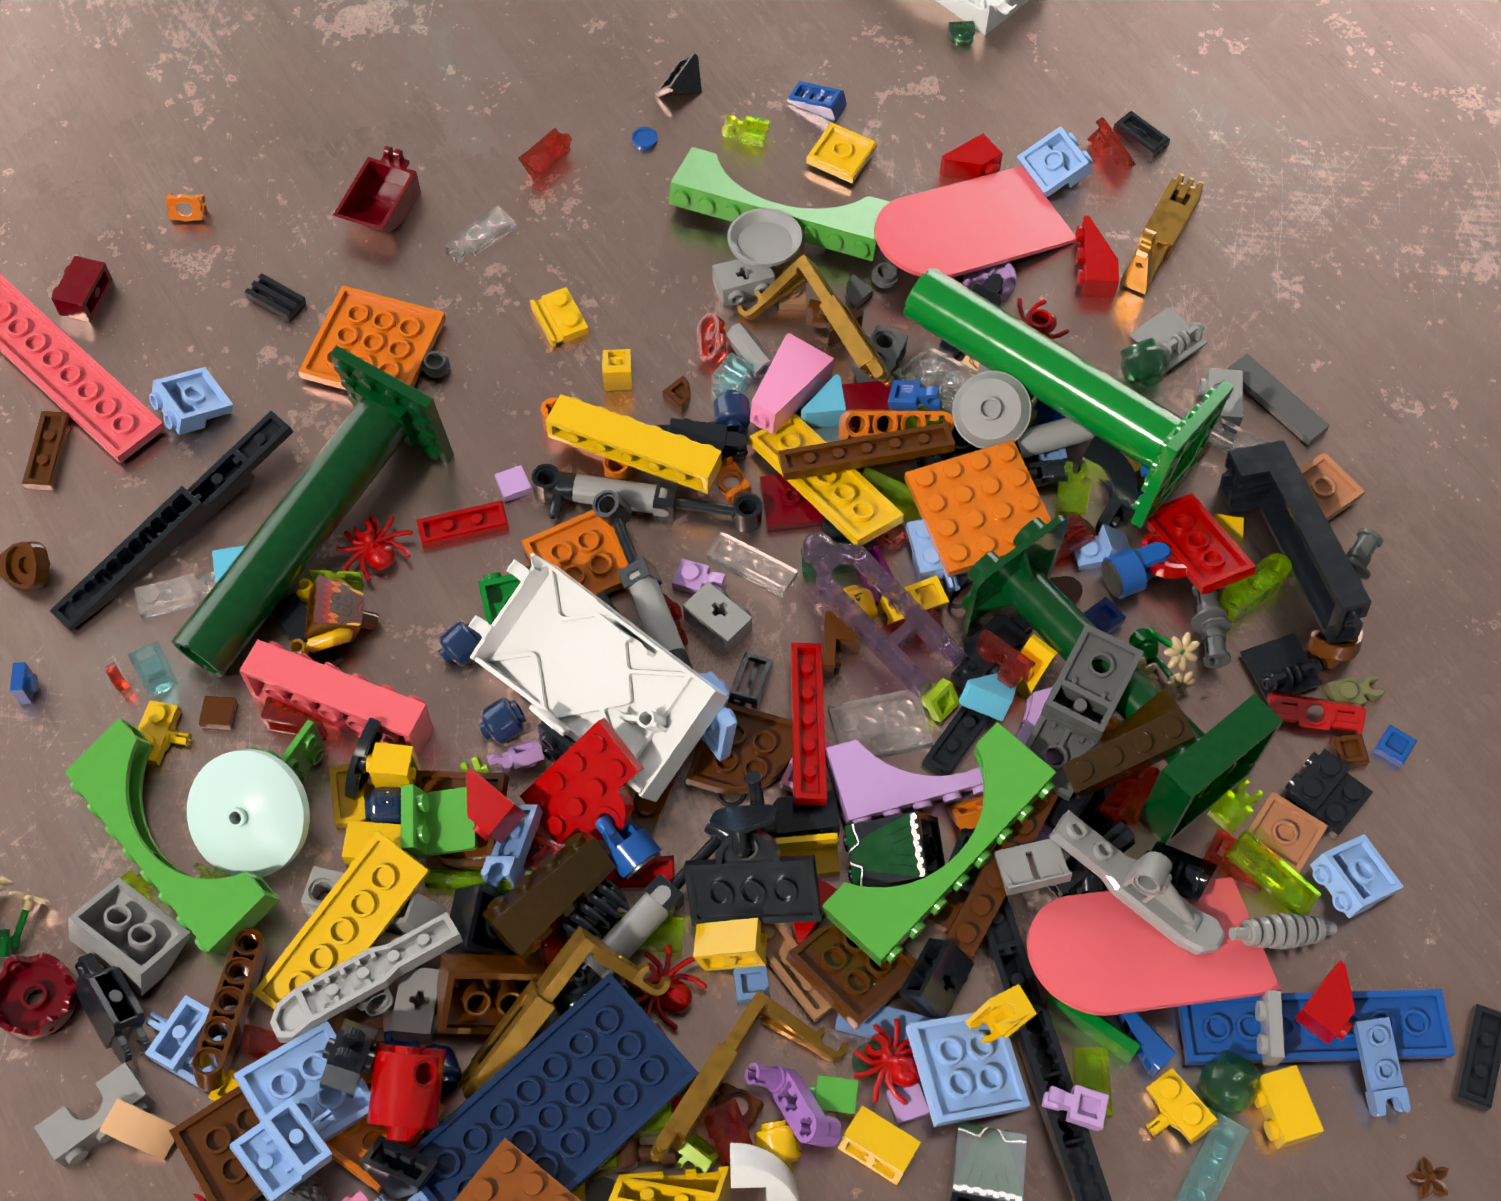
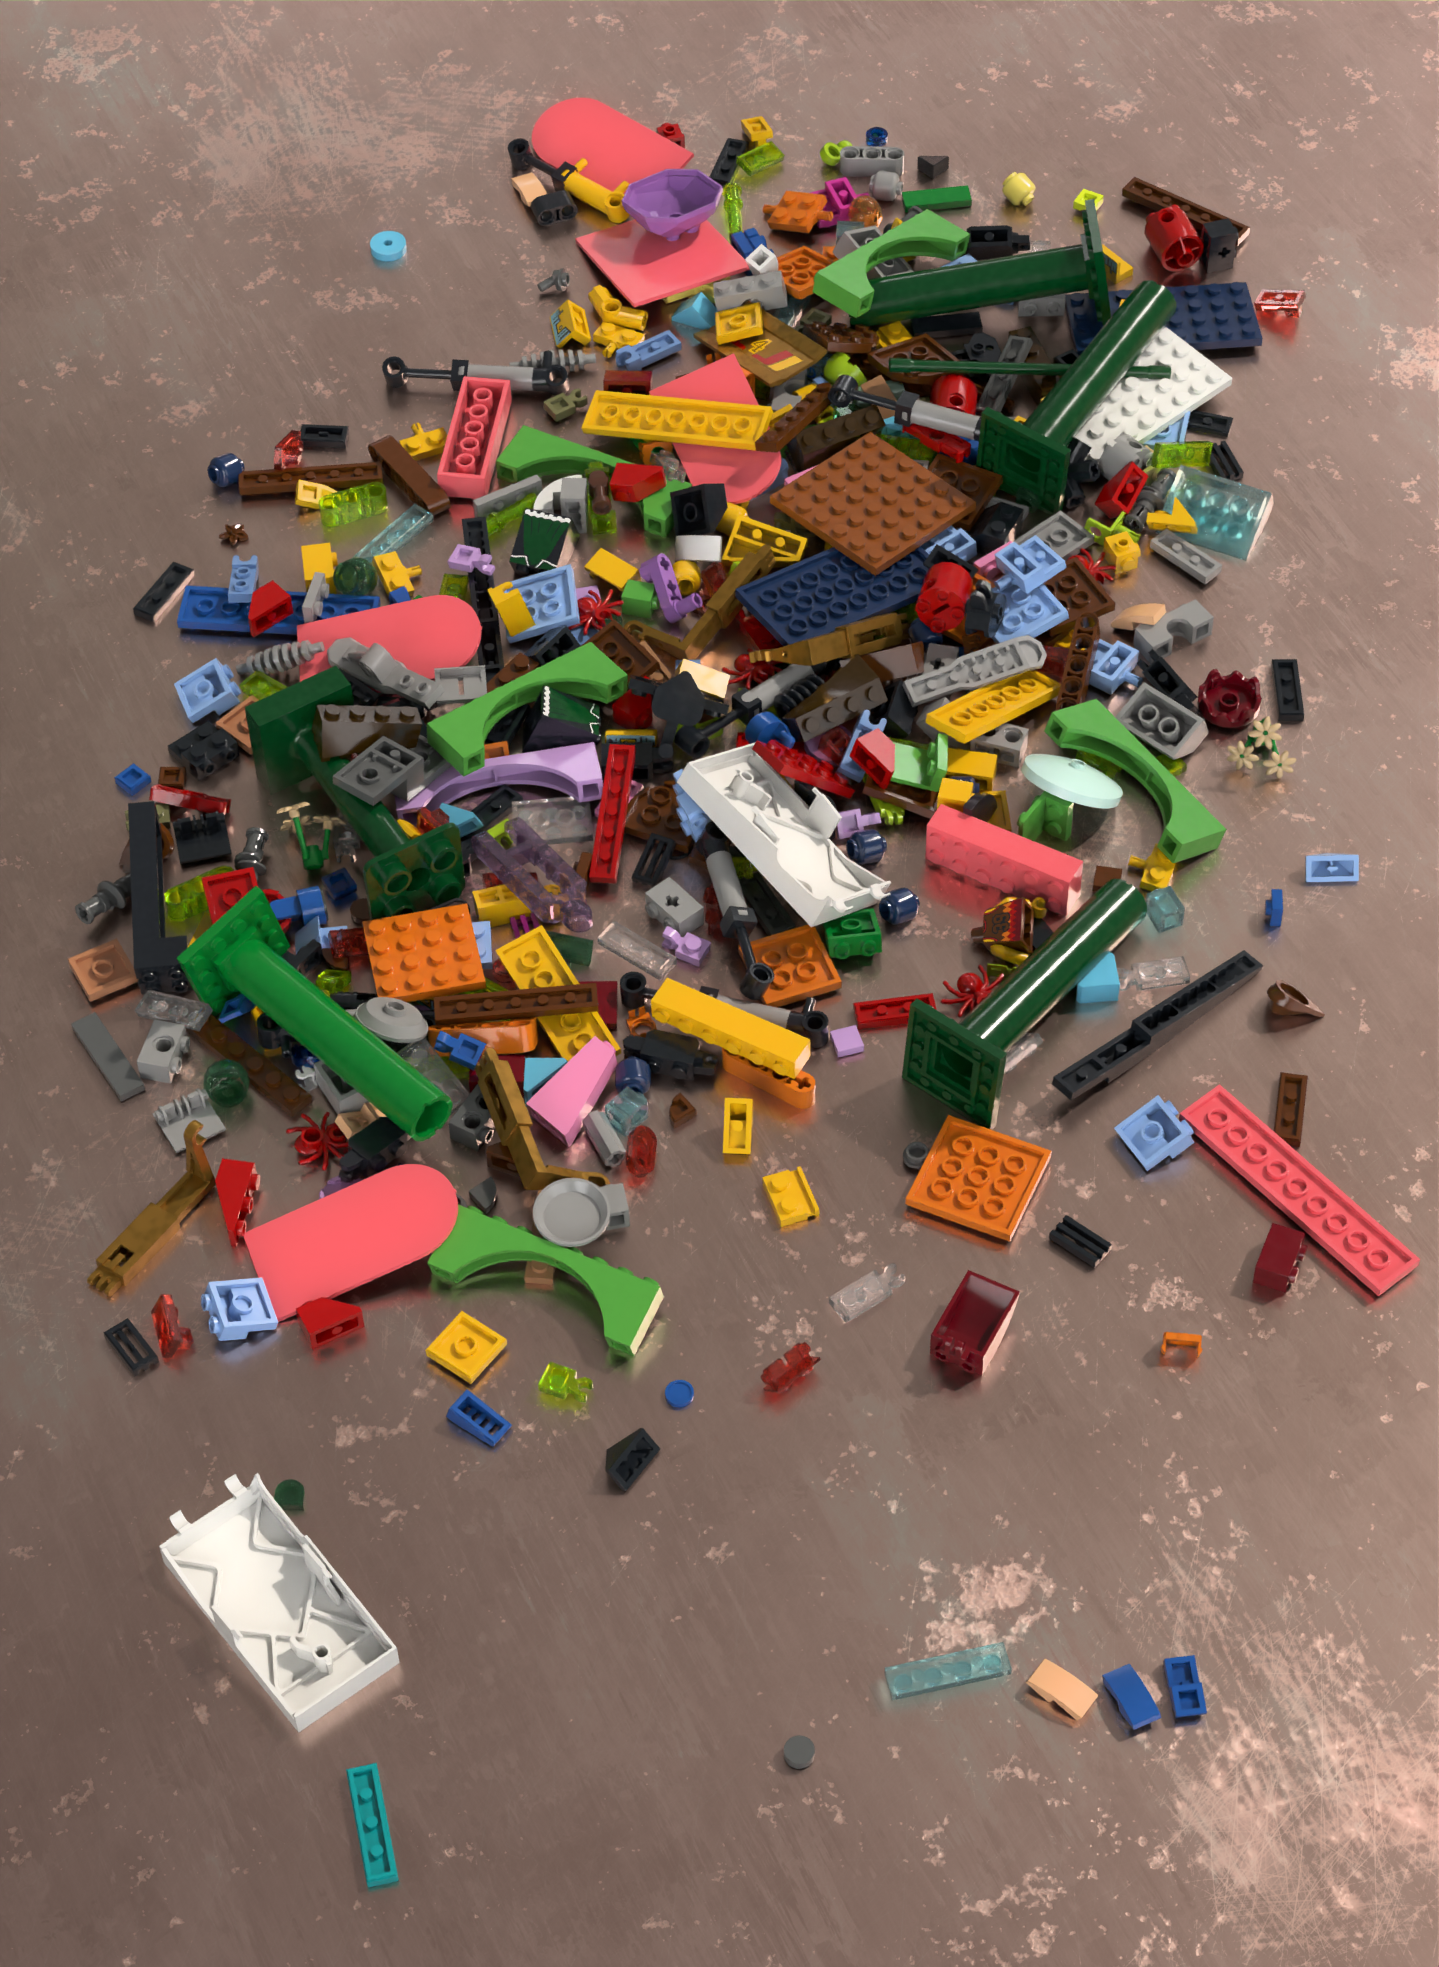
camera: 170 degrees left, 10 degrees down
(117, 677) = (1195, 906): clear red tile -> none

